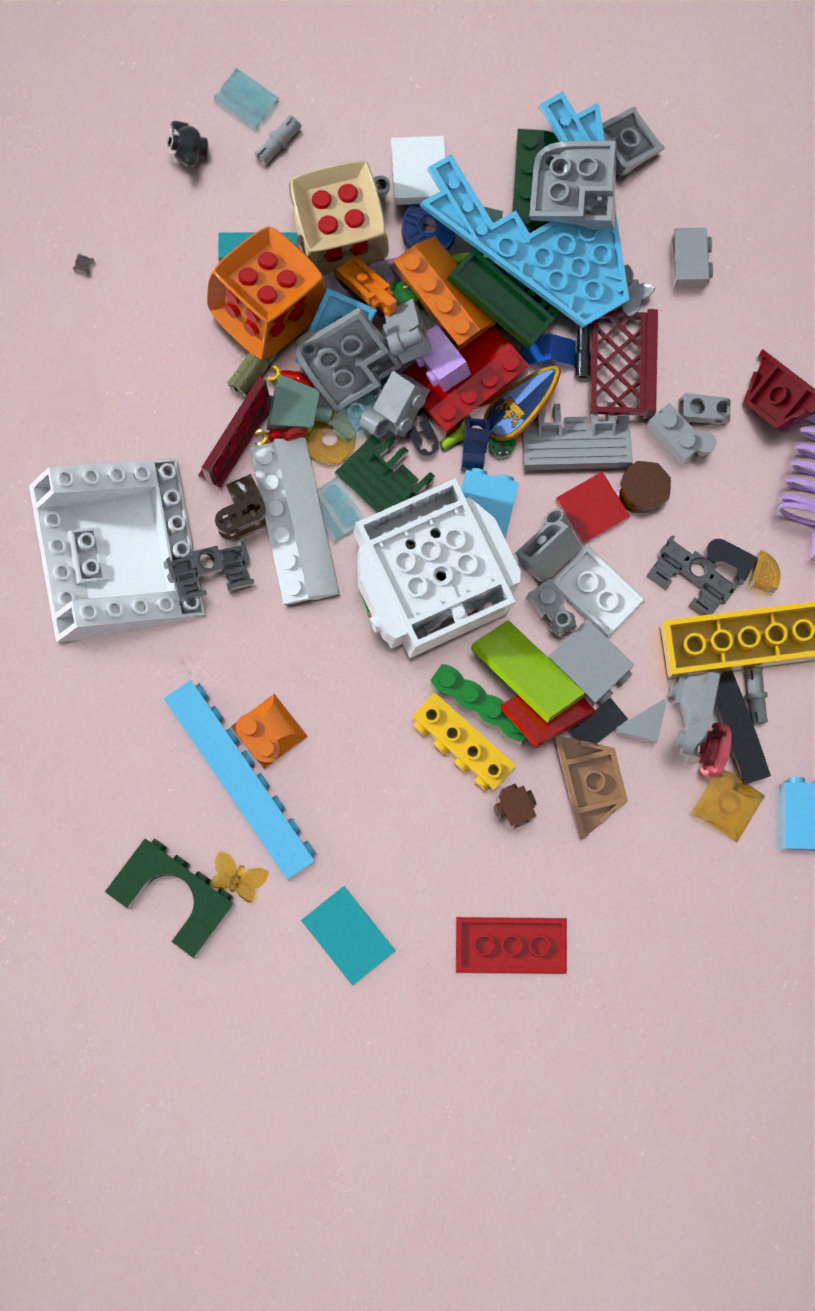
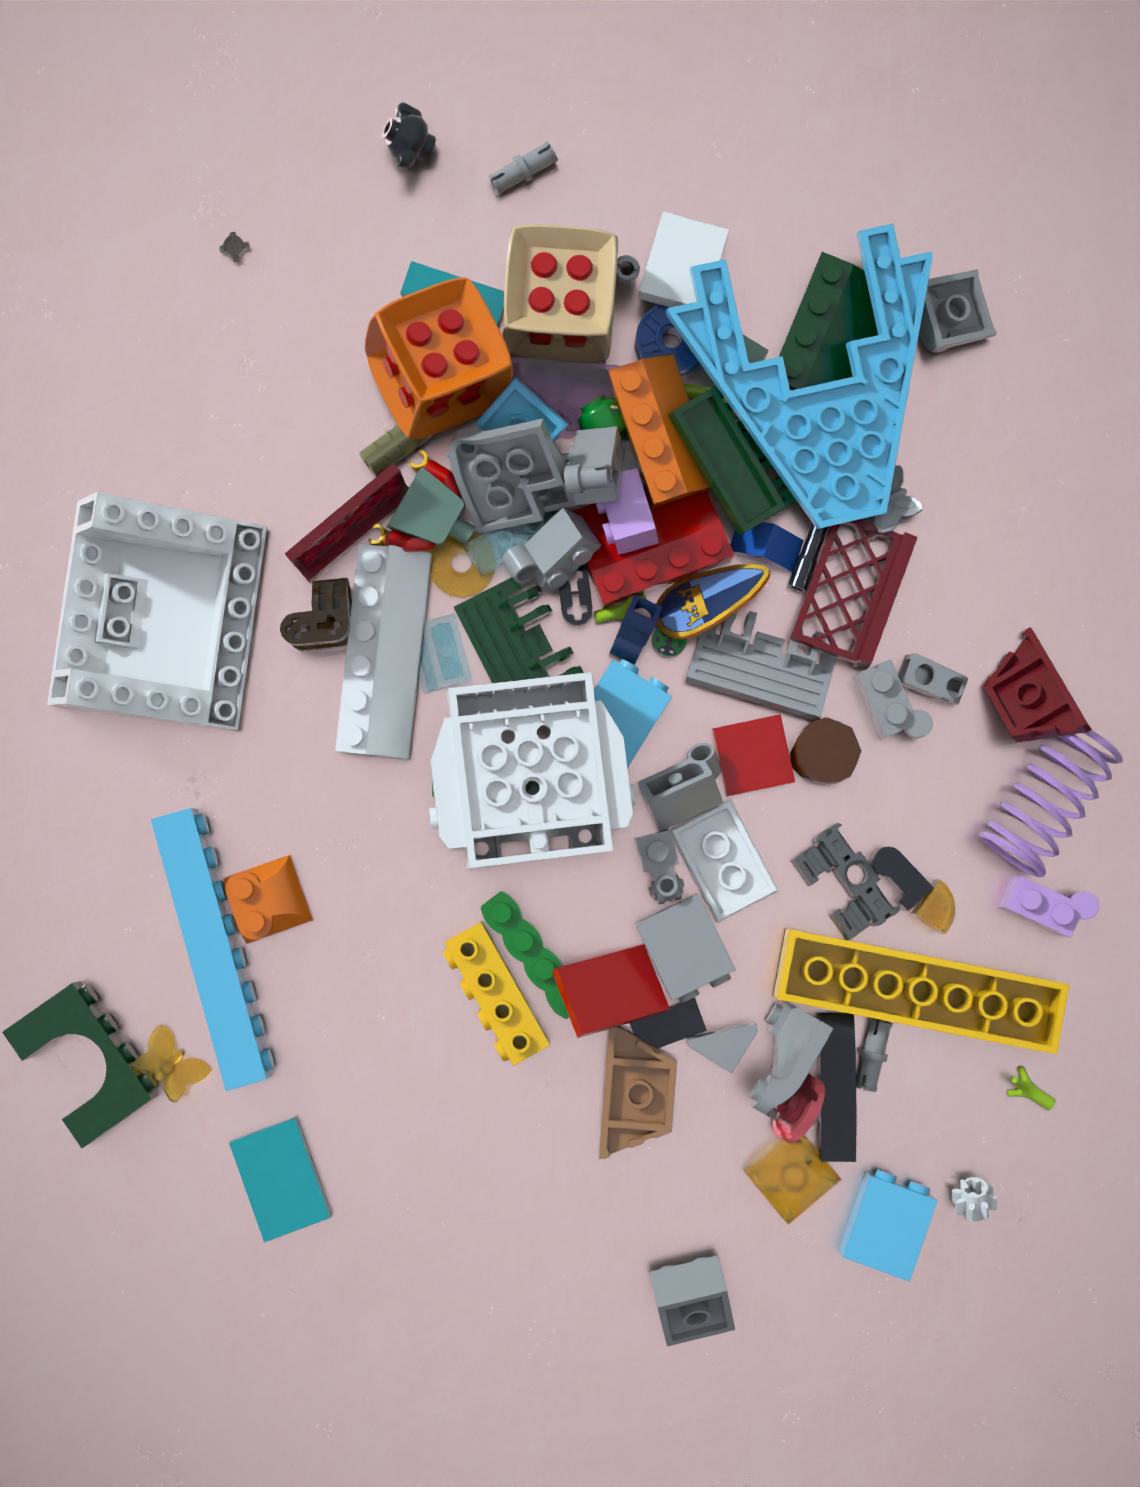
camera: 20 degrees right, 5 degrees up
(226, 559) = (227, 679): dark grey piece -> none
(246, 98) = (502, 103): clear light blue plate -> none
(367, 285) = (567, 390): orange hinge -> none
(511, 945) = (471, 1257): red tile -> none
(515, 806) = (531, 1096): reddish brown brick -> none
(527, 671) = (603, 934): lime tile -> none
(576, 185) = (868, 348): light grey slope -> none
(686, 920) = (692, 1300): none -> light grey slope
(690, 257) = (982, 483): light grey brick -> none

